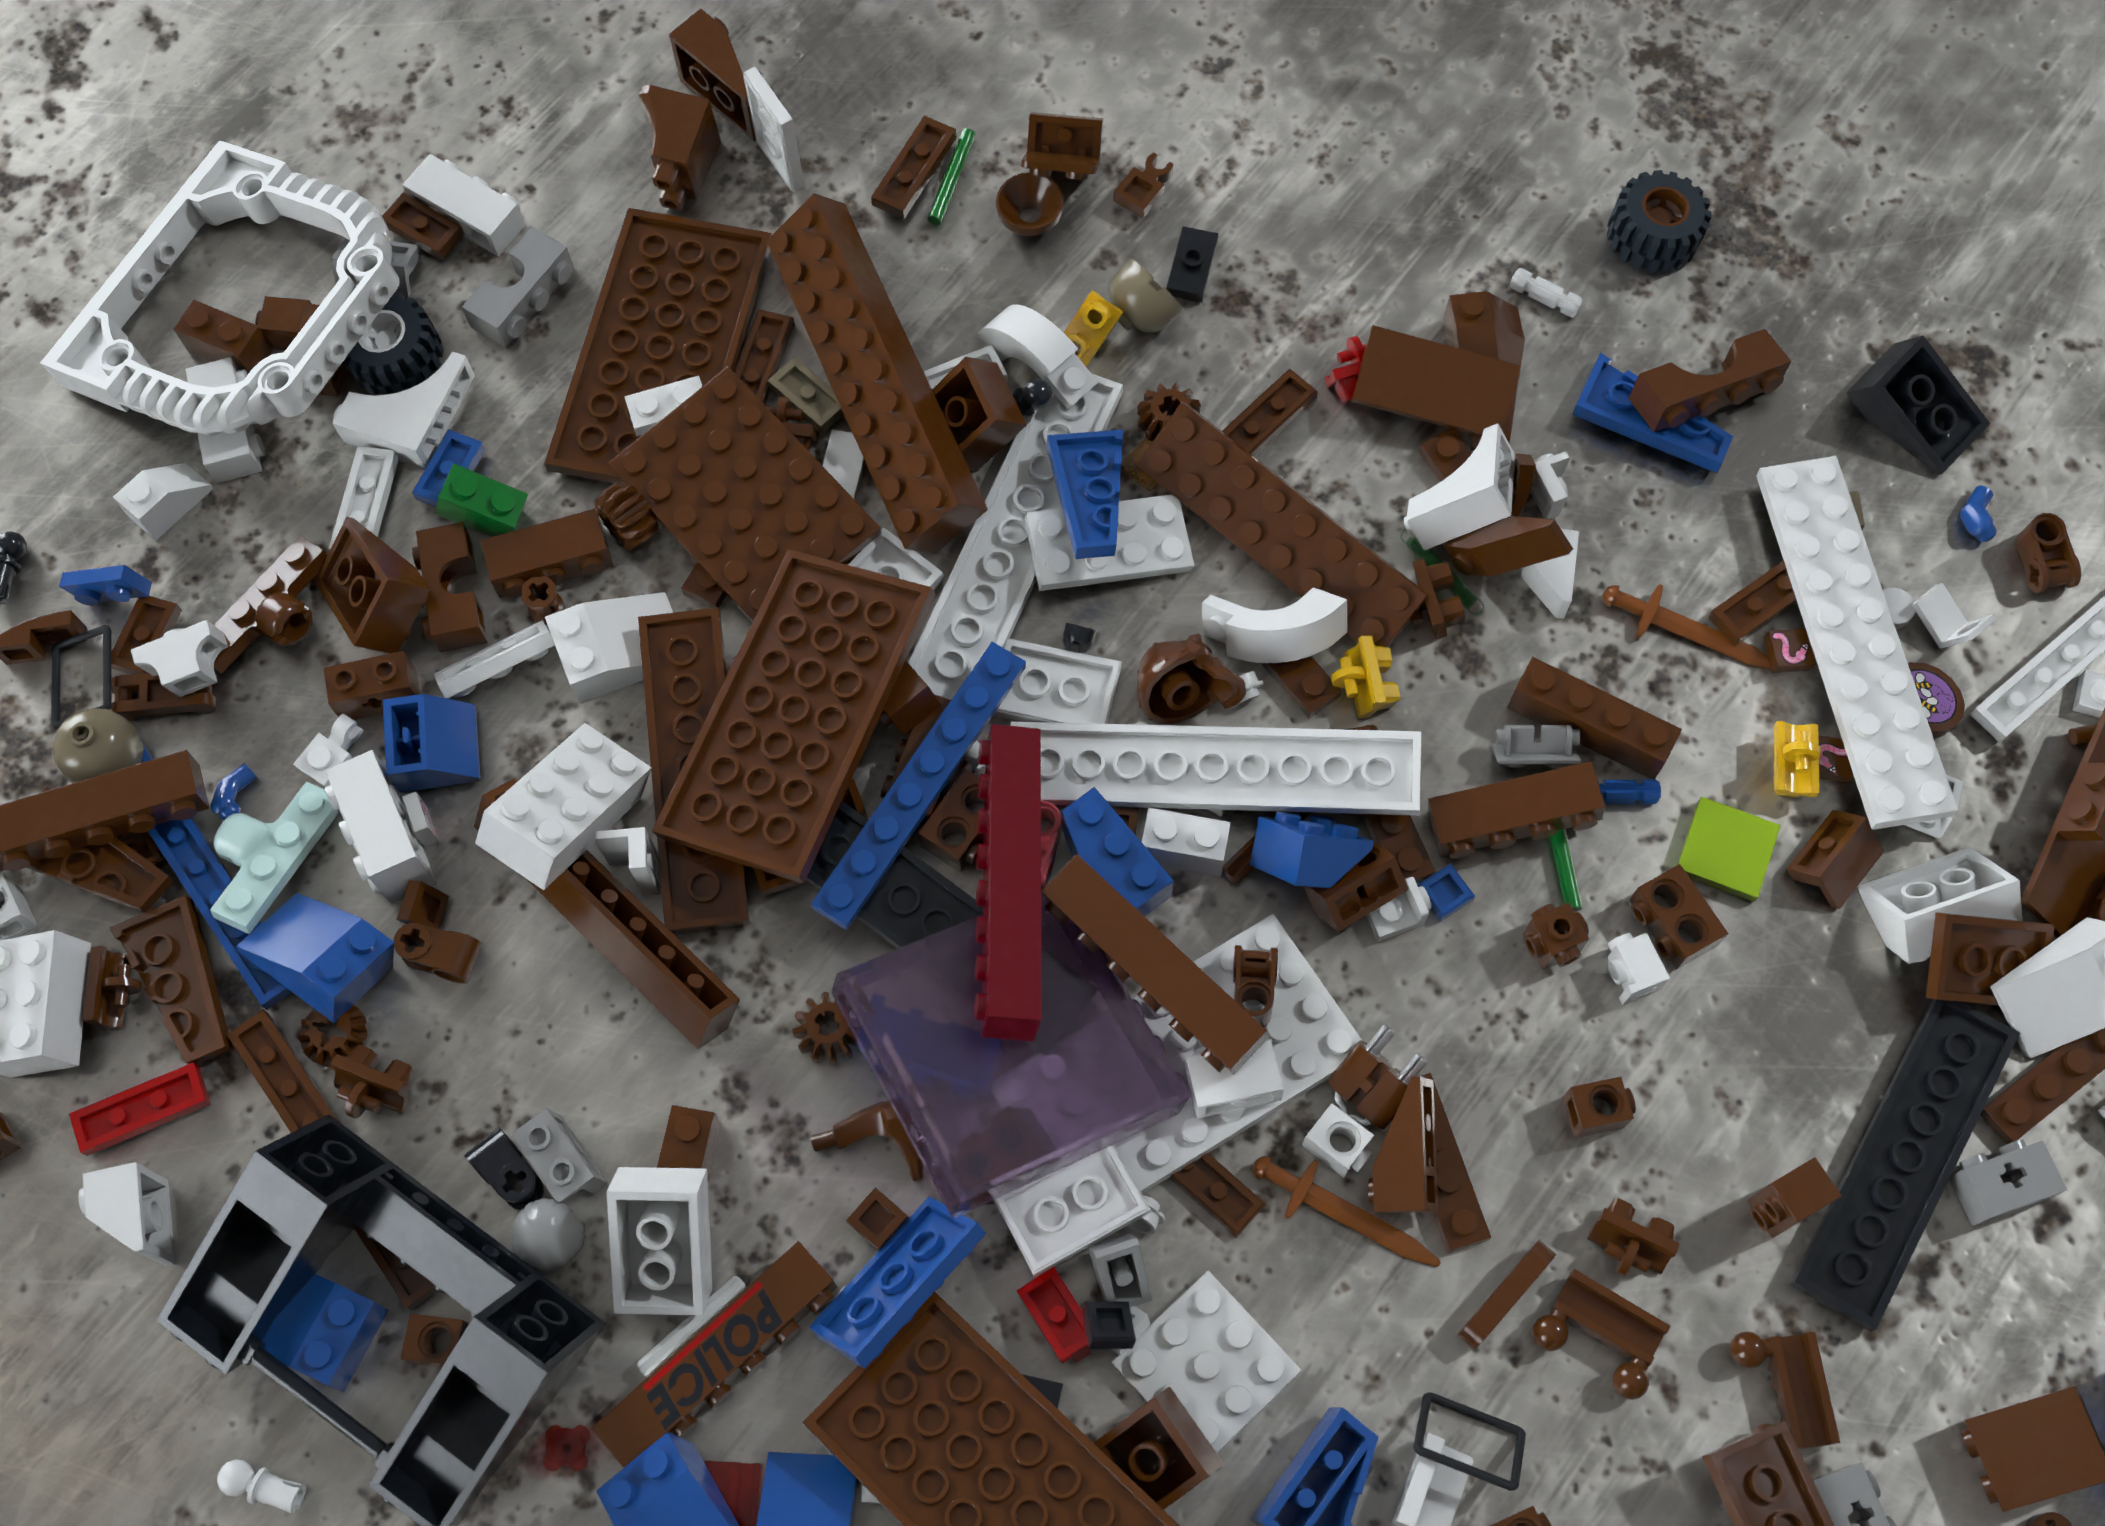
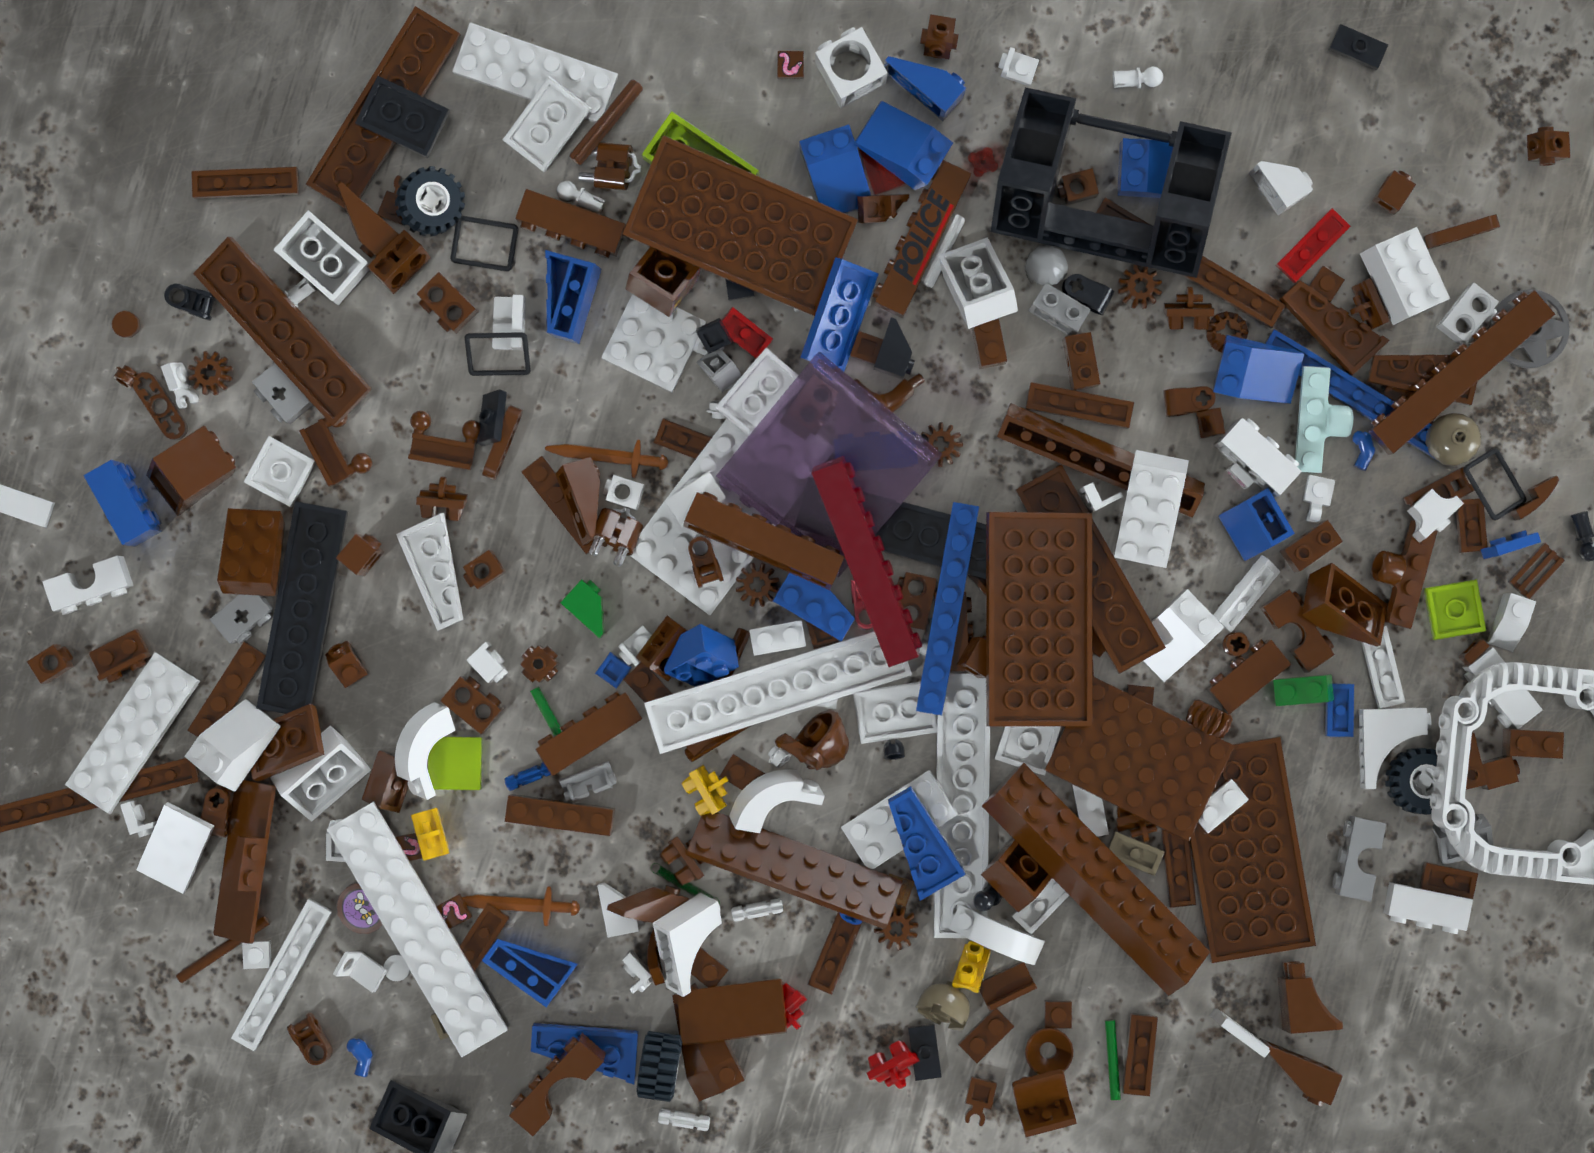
camera: 165 degrees right, 20 degrees up
(93, 544) = (1551, 554): none -> reddish brown tile
(152, 1047) = (1327, 283): none -> reddish brown plate
(229, 541) = (1454, 609): none -> lime tile
(233, 476) = (1473, 651): none -> reddish brown tile
(437, 1153) = (1130, 284): none -> reddish brown gear
(564, 1067) = (1081, 361): none -> reddish brown brick
(599, 1008) = (1079, 405): none -> reddish brown plate
(761, 1438) = (879, 207): none -> reddish brown slope
(835, 1192) = (894, 353): none -> black slope
(998, 249) = (1058, 1014): none -> reddish brown plate
(1051, 291) = (1006, 986): none -> reddish brown panel
(1101, 256) = (986, 1035): none -> reddish brown plate
(1202, 926) = (750, 580): none -> reddish brown gear
(1226, 256) = (894, 1070): none -> red hips
(1353, 505) = (757, 909): none -> white axle
(1456, 994) = (587, 606): none -> green slope
(1512, 1338) = (492, 417): none -> black plate
(1561, 348) = (659, 1066): none -> black wheel
(1678, 1146) = (432, 565): none -> white wing
(1703, 532) = (529, 970): none -> blue wedge
(1780, 888) = (415, 744): none -> white arch
(1860, 1049) = (345, 664): none -> reddish brown bracket
(1888, 1390) = (280, 471): none -> white plate
(1974, 1269) = (251, 552): none -> reddish brown brick

